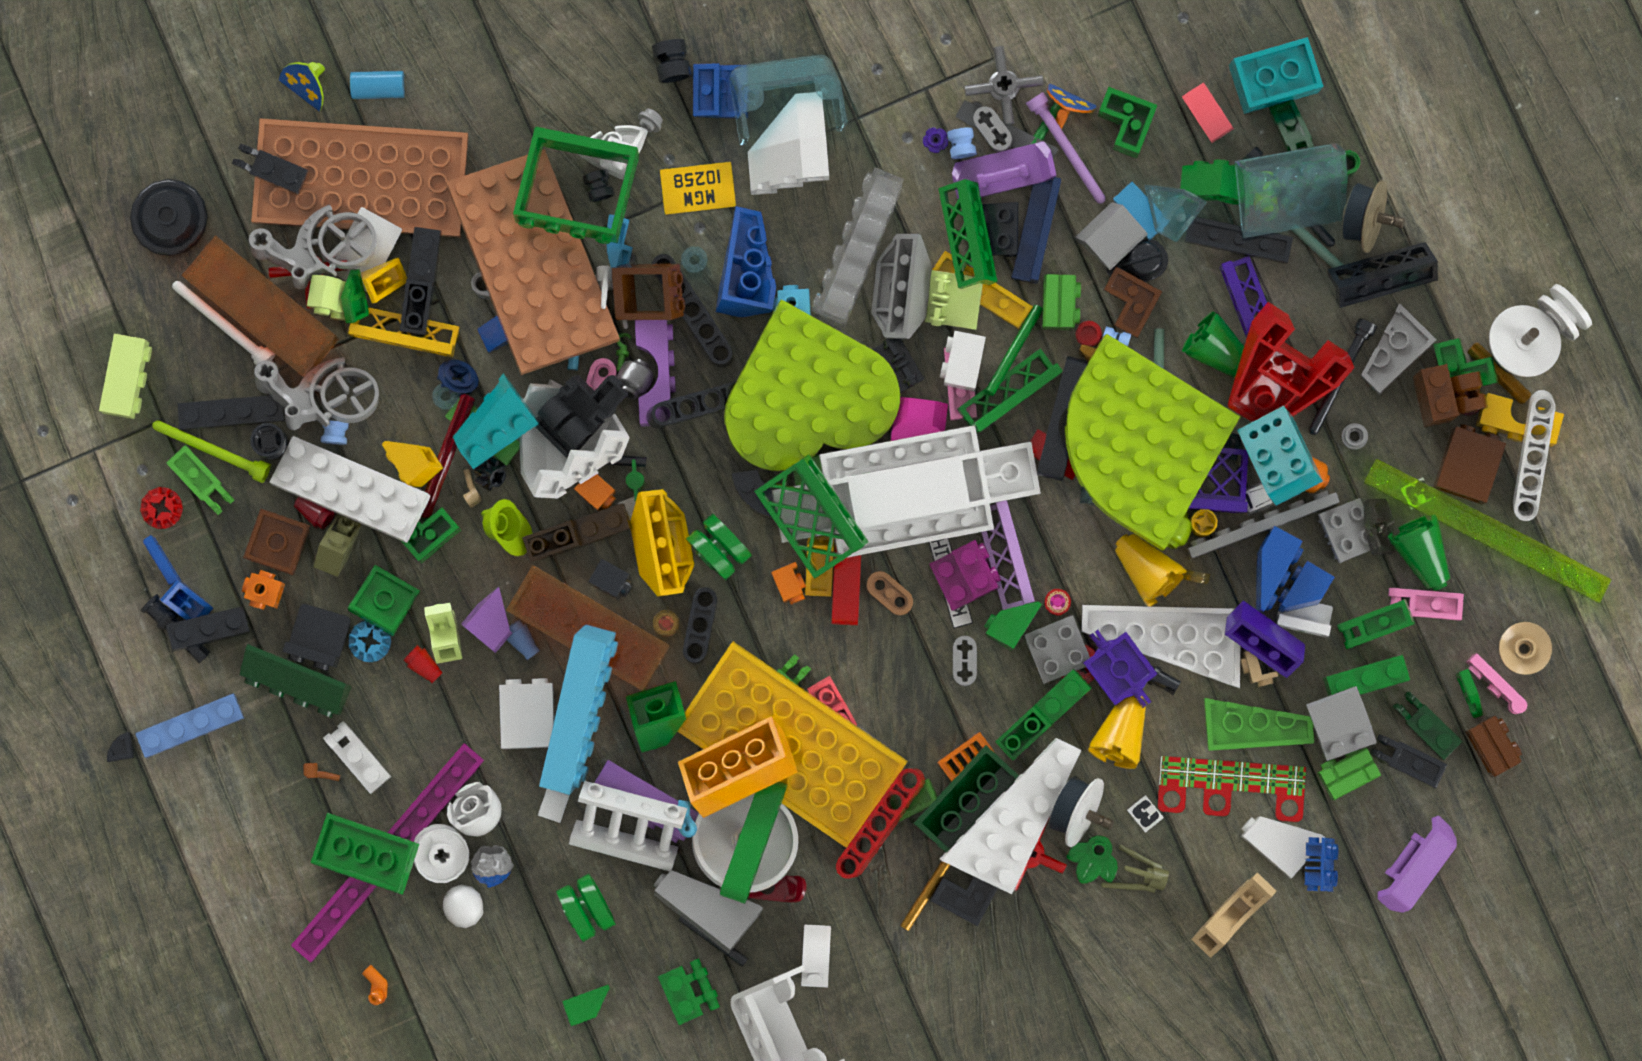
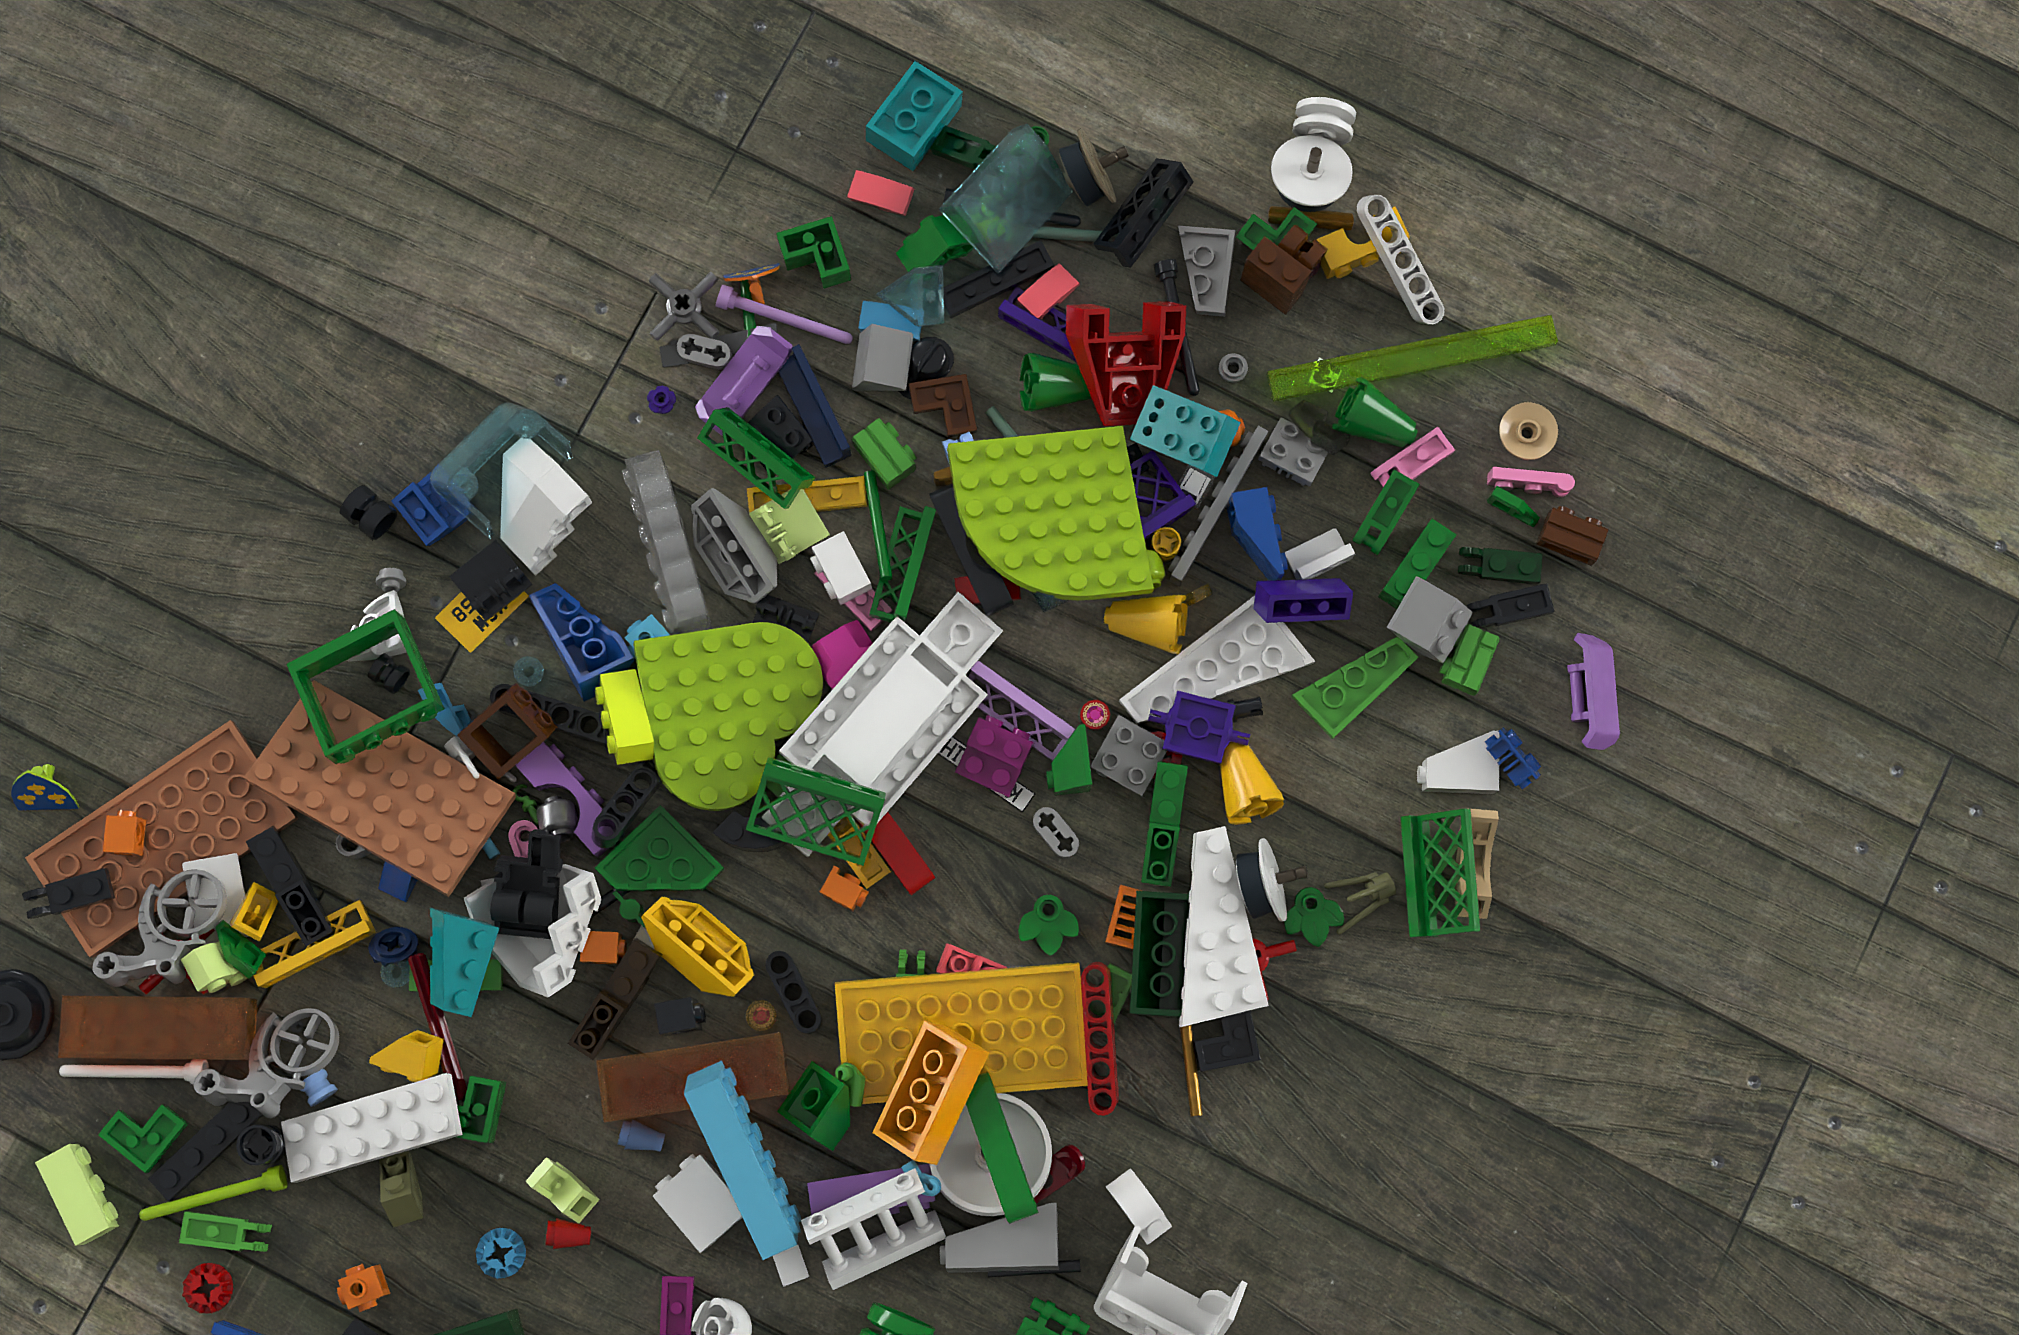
camera: 45 degrees left, 5 degrees down
(191, 377) = (143, 1144): none -> green plate
(277, 542) = (341, 1231): reddish brown plate -> none
(315, 514) = (356, 1177): dark red cone -> none
(317, 637) = (448, 1289): black bracket -> none
(338, 157) = (124, 834): none -> orange brick
(377, 84) = (113, 743): dark azure brick -> none
(383, 600) = (484, 1205): green plate -> none
(472, 497) = (493, 1043): tan hand -> none
(489, 621) = (597, 1144): medium lavender slope -> none
(490, 473) = (492, 1009): black gear -> none
(506, 526) = (545, 1045): lime piece -> none
(682, 461) = (659, 858): none -> green plate
(693, 717) = (854, 1080): none -> bright green arm
(718, 175) = (490, 580): none -> black hinge
(718, 547) = (754, 906): green wheel -> none
(734, 346) = (625, 717): none -> neon yellow brick
(890, 593) = (941, 824): medium nougat plate -> none
(905, 721) = (1048, 929): none -> green plate
(961, 143) = (686, 383): light blue wheel -> none
(1088, 333) = (931, 460): red tile -> none
(1145, 813) = (1323, 839): sticker -> none
(1190, 893) = (1421, 874): none -> green fence
(1230, 776) = (1366, 748): piece -> none
(1251, 666) = (1311, 635): tan bracket -> none
(1268, 278) = (1048, 291): none -> coral slope
(1307, 589) = (1302, 529): blue slope -> none
(1469, 464) = (1351, 313): reddish brown brick -> none

